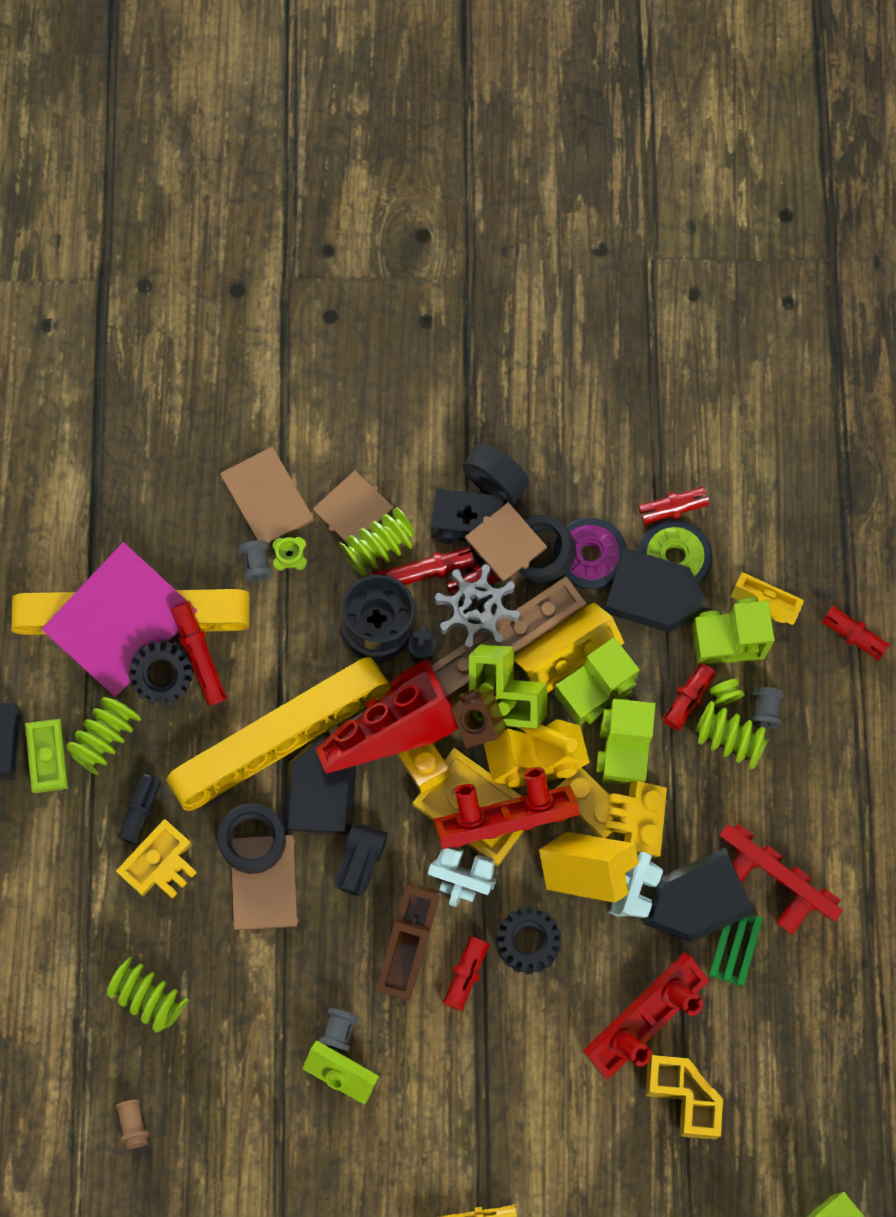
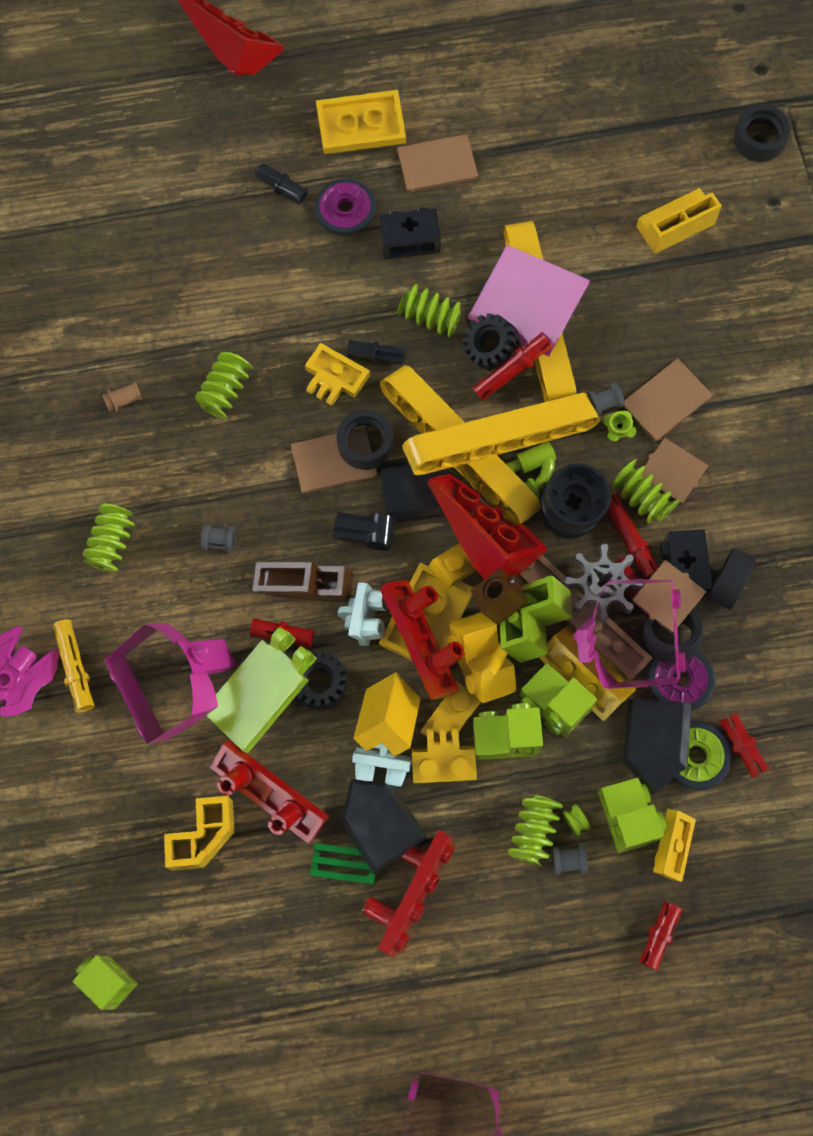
camera: 85 degrees right, 0 degrees up
(46, 756) = (404, 274): lime plate -> none
(48, 433) = (679, 220): none -> yellow piece
(282, 682) = (500, 433): none -> yellow beam
(310, 656) = (533, 458): none -> lime plant
(315, 1161) = (107, 537): none -> lime piece
(340, 1072) = (183, 545): lime plate -> none
(421, 645) = (559, 543): black axle -> none
(485, 1057) = (204, 658): none -> dark pink piece
(533, 1007) = (261, 690): none -> lime tile
(539, 631) = (587, 653): none -> dark pink piece
(689, 696) = (565, 787): red pin -> none

